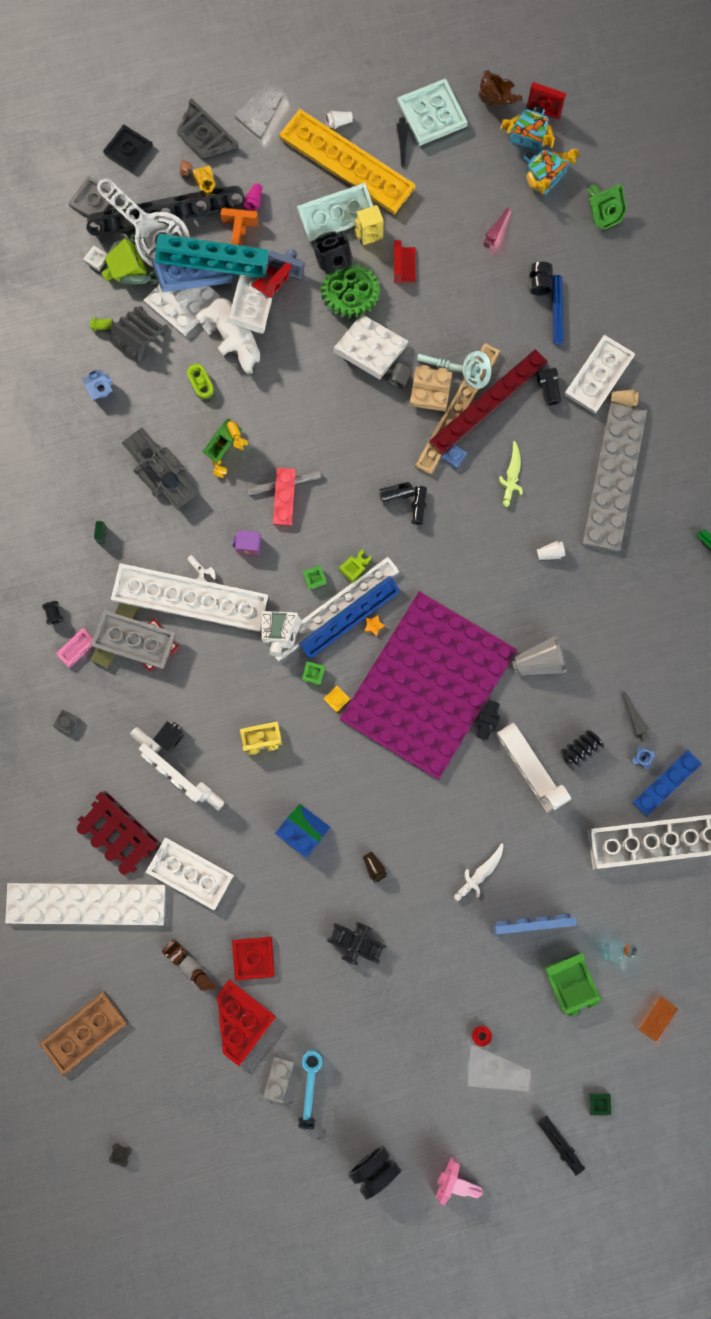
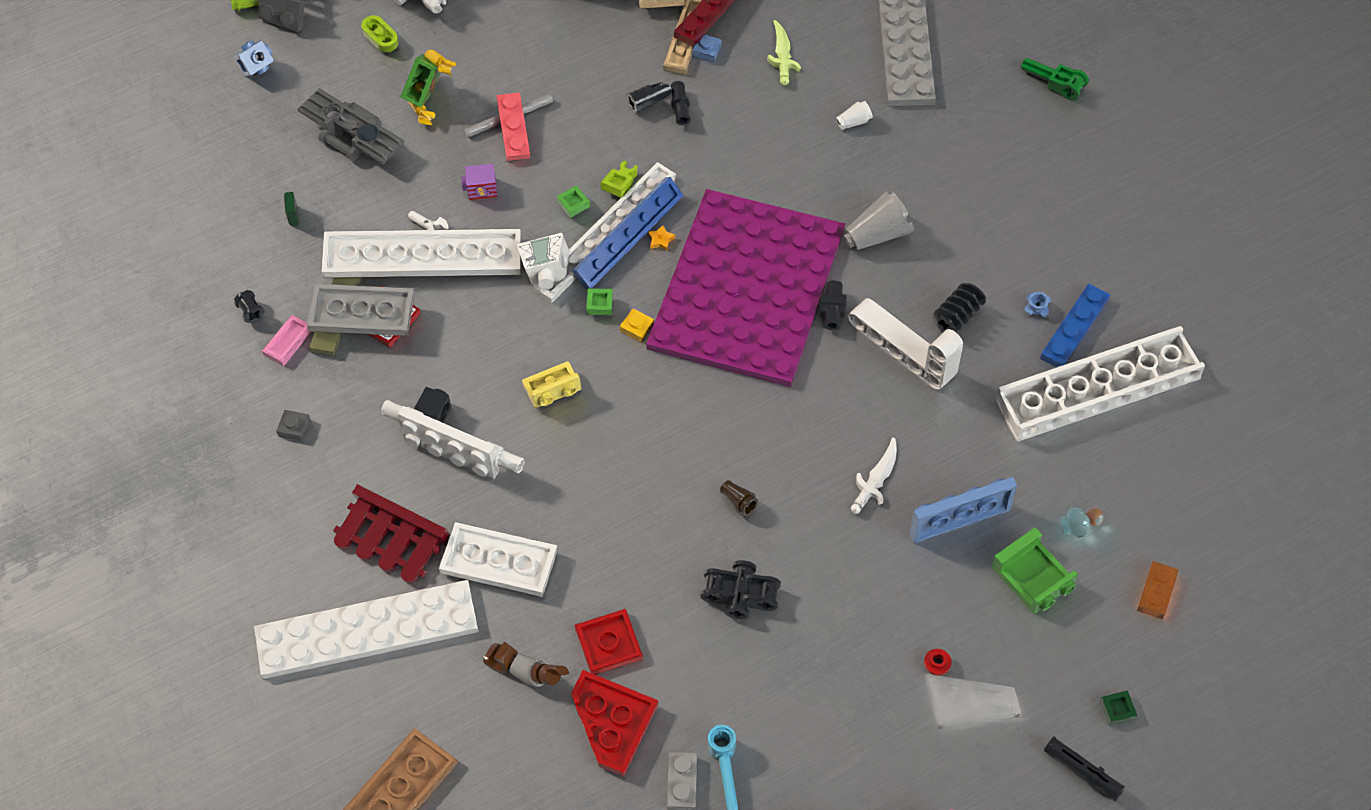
camera: 15 degrees left, 20 degrees down
(302, 830) = (632, 479): blue slope -> none
(639, 726) = (1019, 271): dark grey piece -> none

